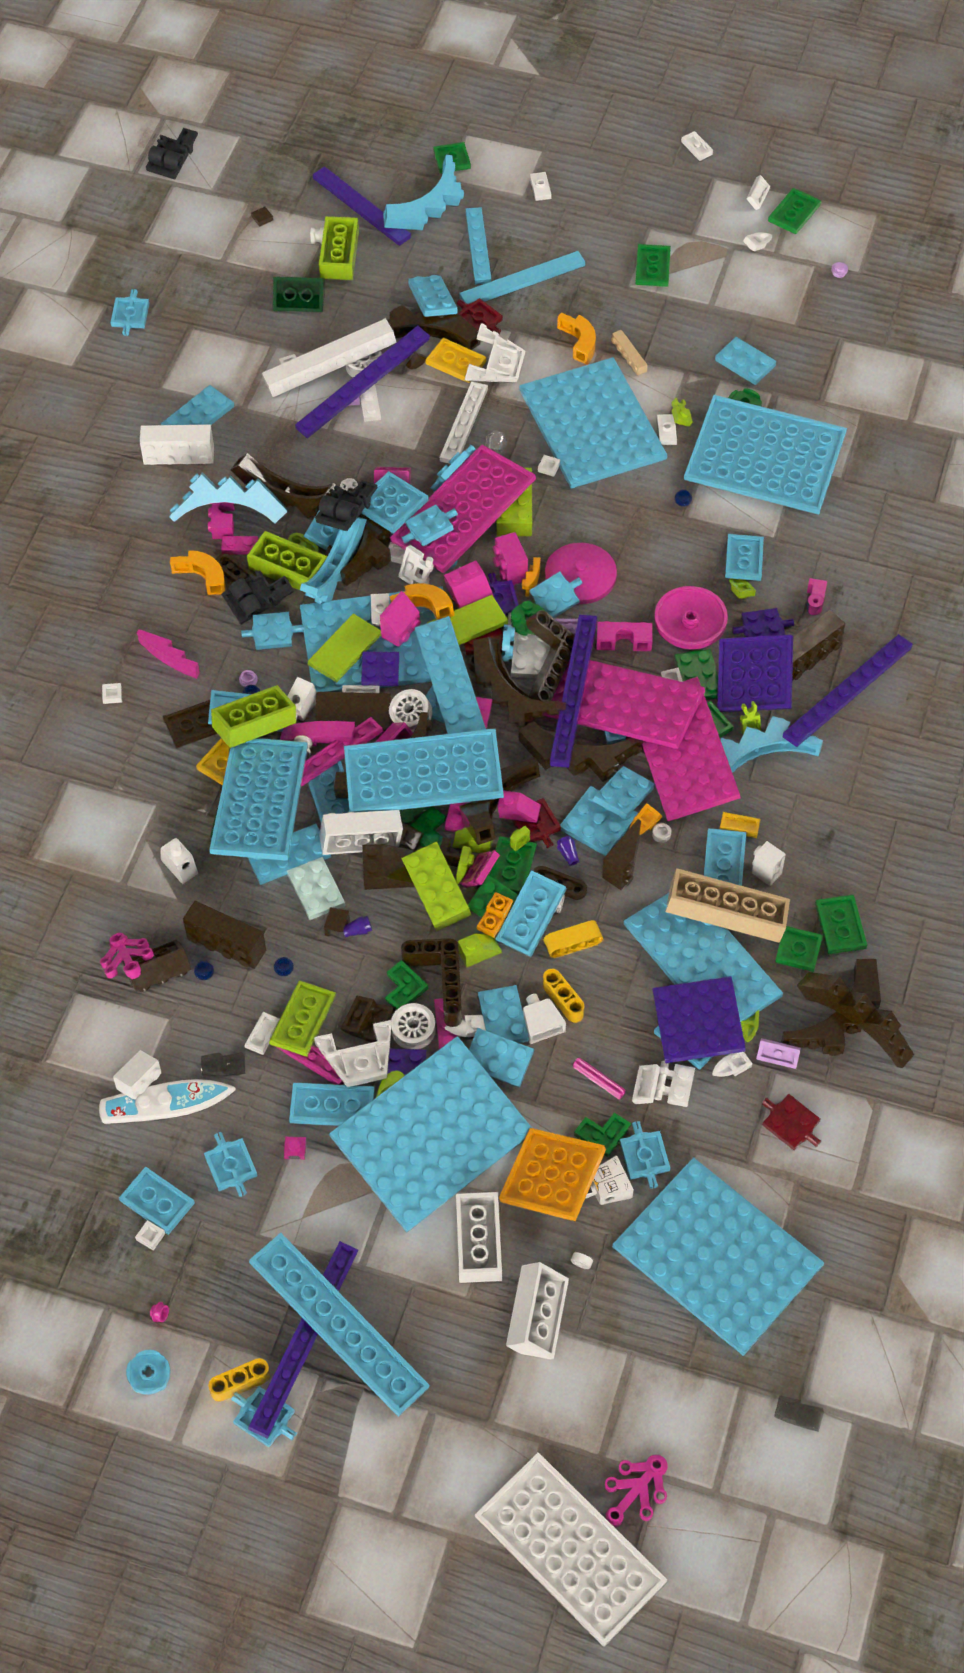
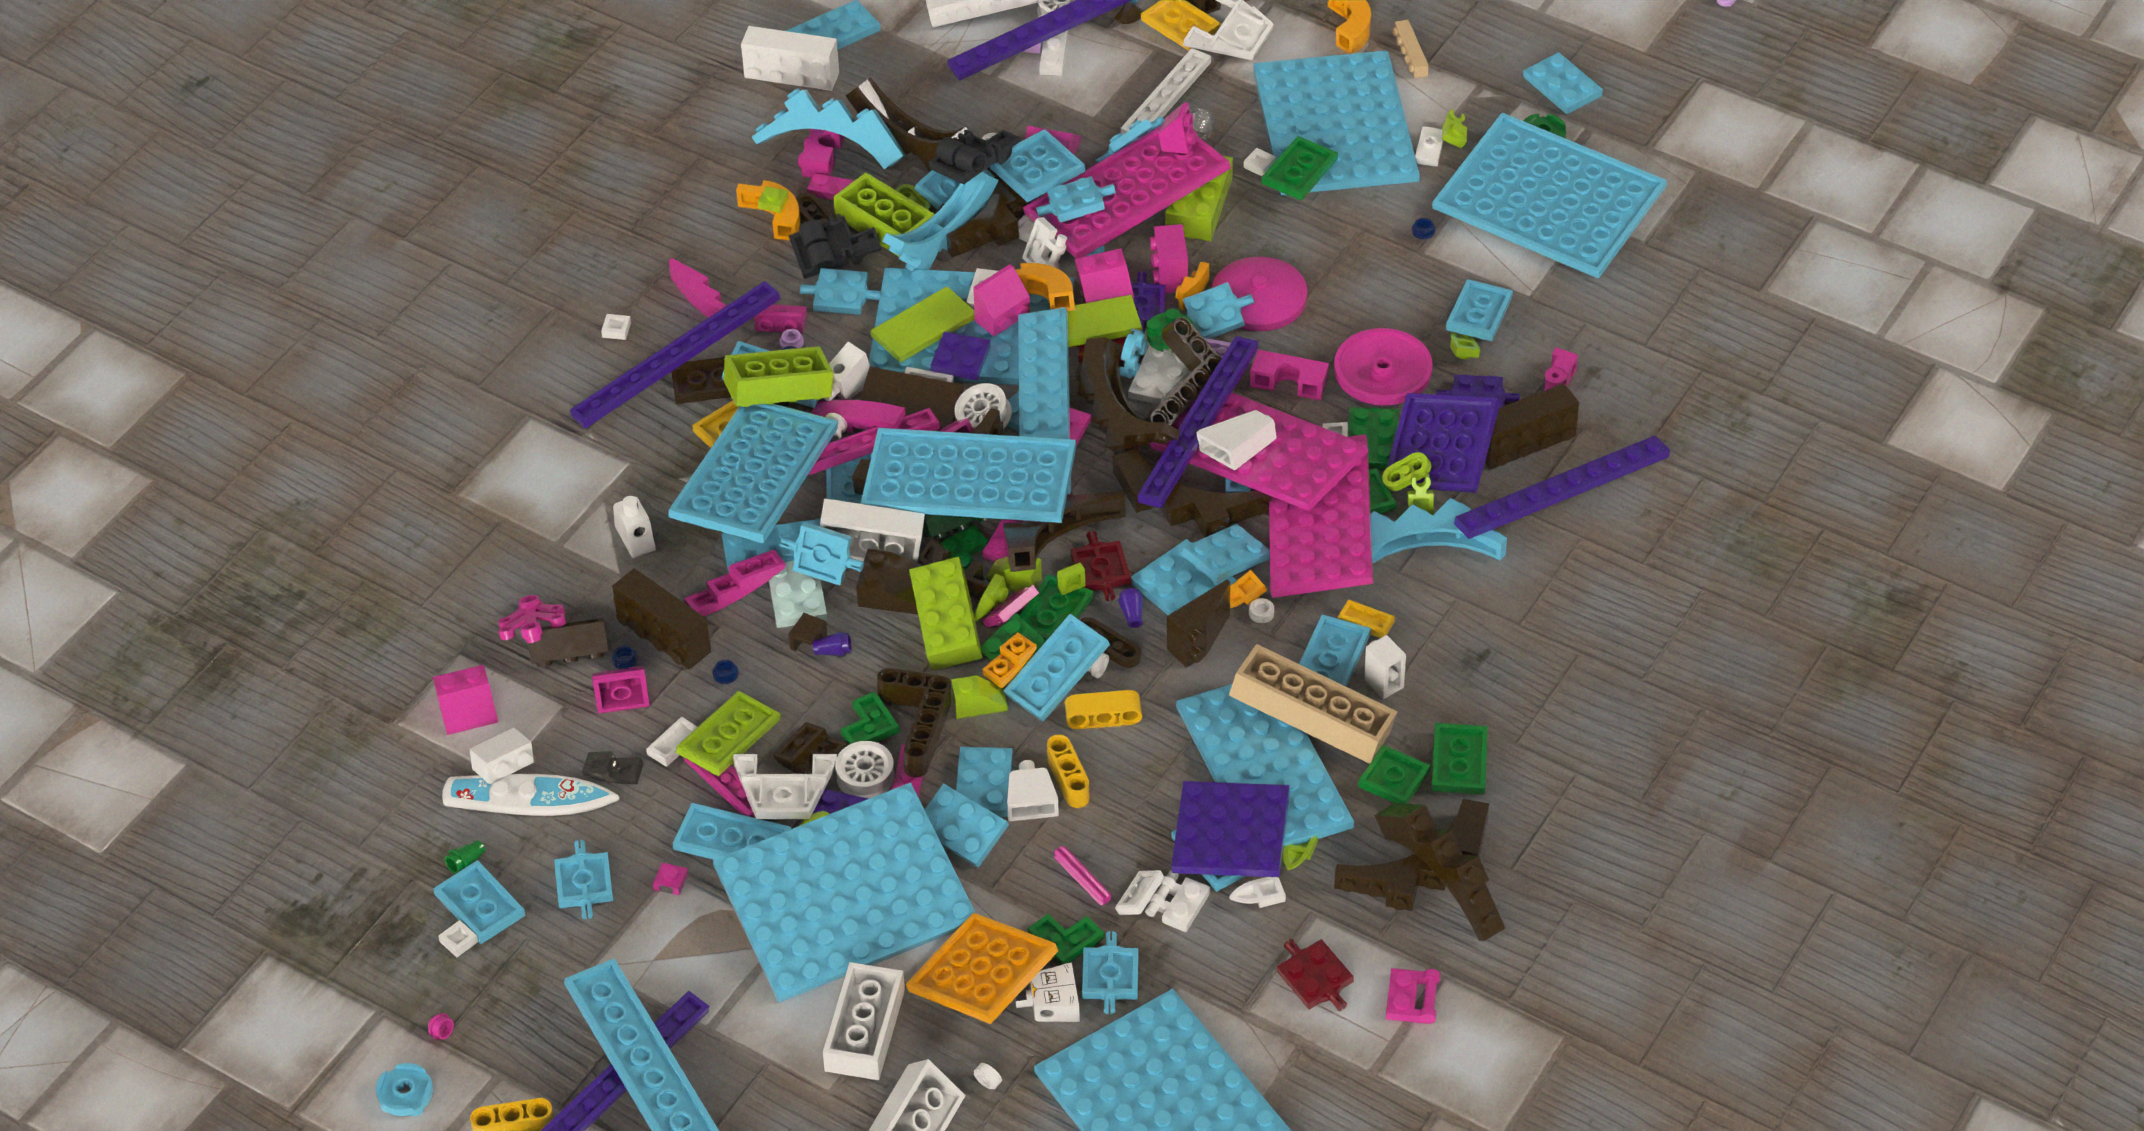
camera: 15 degrees right, 10 degrees down
(94, 1032) = (465, 699): none -> dark pink slope
(132, 1166) = (464, 856): none -> green cone
(165, 710) = (674, 354): none -> dark purple plate
(201, 566) = (773, 199): none -> lime plate
(210, 998) = (620, 689): none -> dark pink slope
(233, 661) = (781, 318): none -> dark pink bracket
(270, 891) = (741, 580): none -> dark pink slope
(331, 857) = (821, 553): none -> medium azure plate
(468, 1026) = (932, 781): white plate -> none
(491, 457) = (1177, 131): none -> dark pink slope
(518, 807) = (1080, 542): dark pink slope -> none
(582, 466) = (1299, 168): none -> green plate
(608, 700) = (1237, 439): none -> white slope
(735, 699) = (1404, 470): none -> lime plate
(778, 1053) = (1324, 891): lavender plate -> none
(859, 1126) = (1403, 995): none -> dark pink plate

